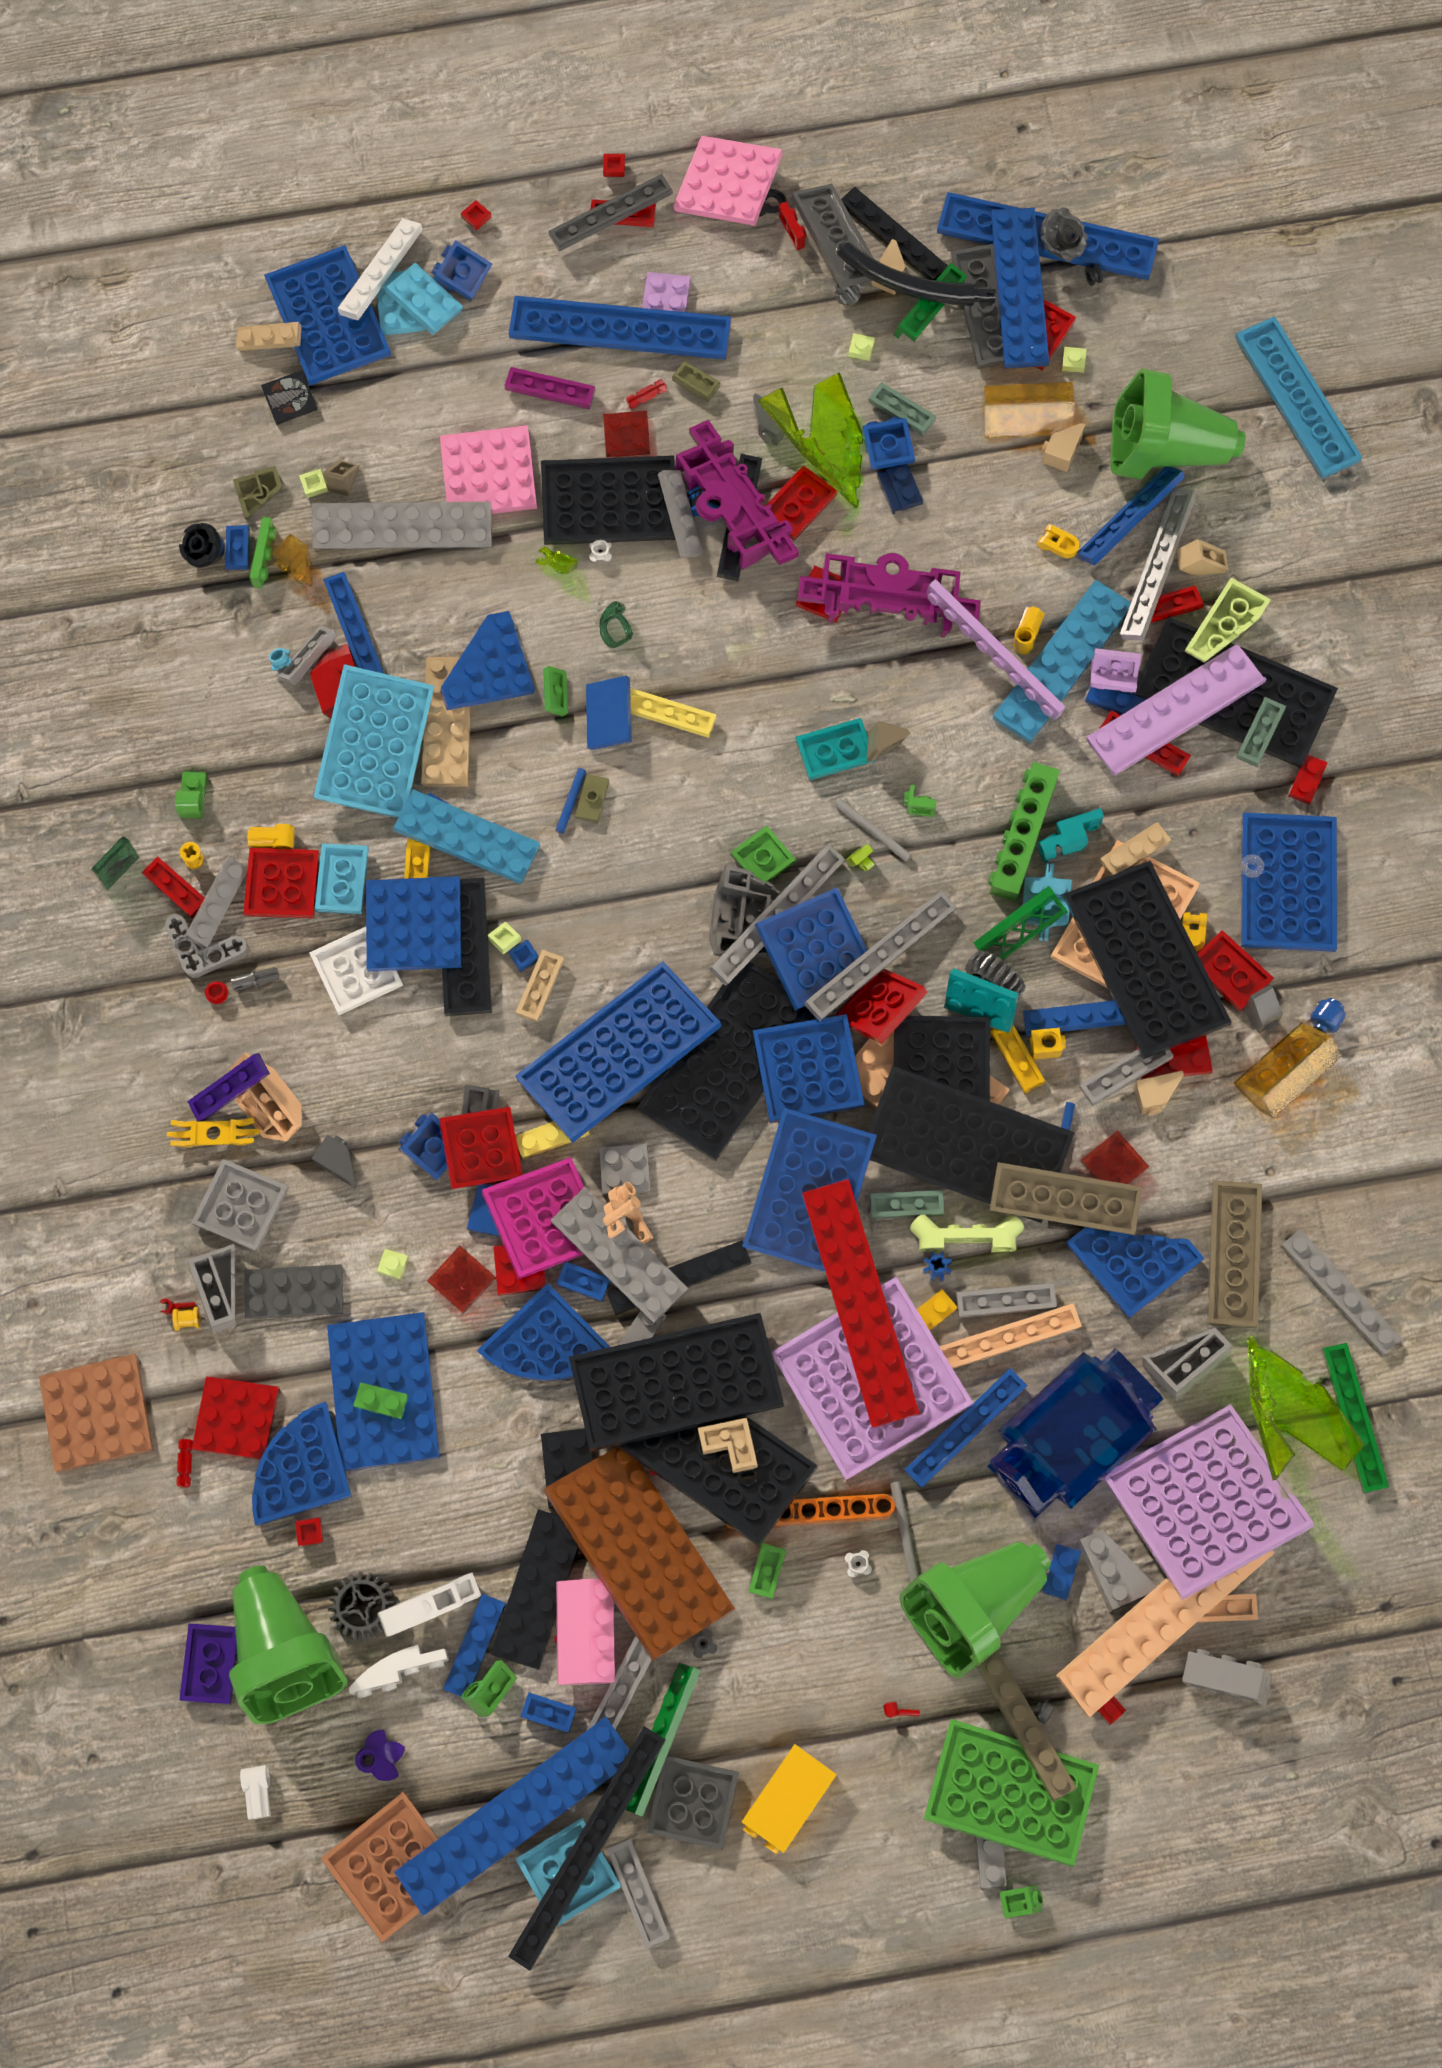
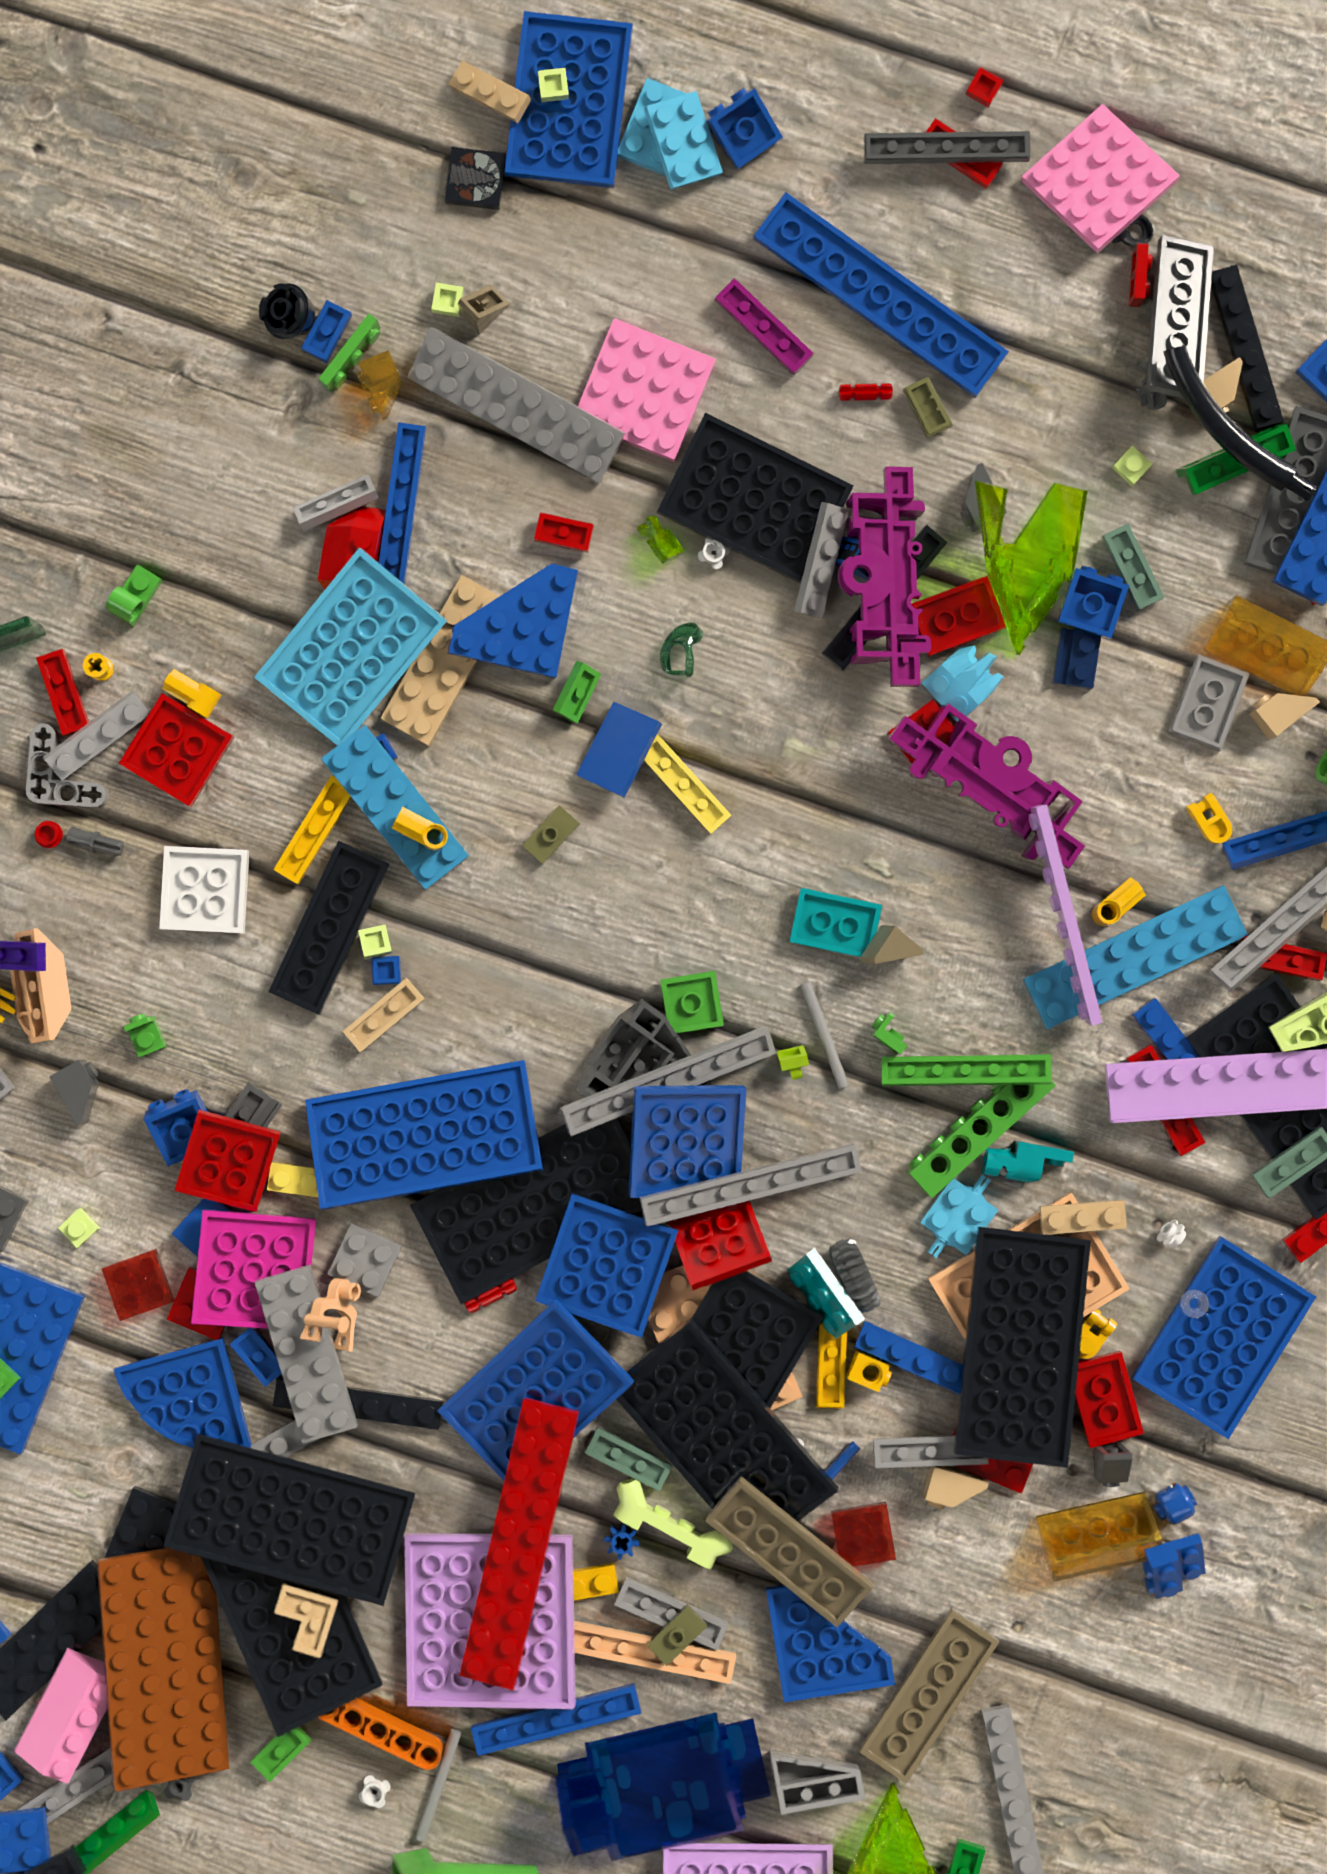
camera: 25 degrees right, 15 degrees up
(257, 489) = (383, 273): olive slope -> none
(280, 658) = (305, 490): medium azure plate -> none
(312, 308) = (553, 85): none -> yellowish green plate
(342, 878) = (241, 780): medium azure plate -> none
(367, 1095) = (145, 1034): none -> bright green bracket
(380, 269) = (654, 76): white plate -> none
(413, 924) = (287, 876): blue plate -> none
(476, 215) = (797, 65): red plate -> none
(484, 591) = (564, 532): none -> red plate
(493, 836) = (417, 827): none -> yellow piece
(571, 799) = (527, 824): blue bar -> none
(626, 434) = (818, 428): clear red plate -> none
(666, 292) = (955, 280): lavender plate -> none
(734, 1143) = (491, 1296): none -> red axle
(829, 539) = (963, 680): none -> medium azure plate
(989, 794) = (967, 1070): none -> bright green plate
(1009, 469) = (1208, 702): none -> light grey tile
(1019, 917) = (913, 1224): green fence -> none
(1019, 1309) = (676, 1635): none -> olive plate
(1115, 670) = (1180, 1006): lavender bracket -> none
(1206, 830) = (1172, 1234): none -> white plate
(1353, 1055) = (1171, 1563): none -> blue plate

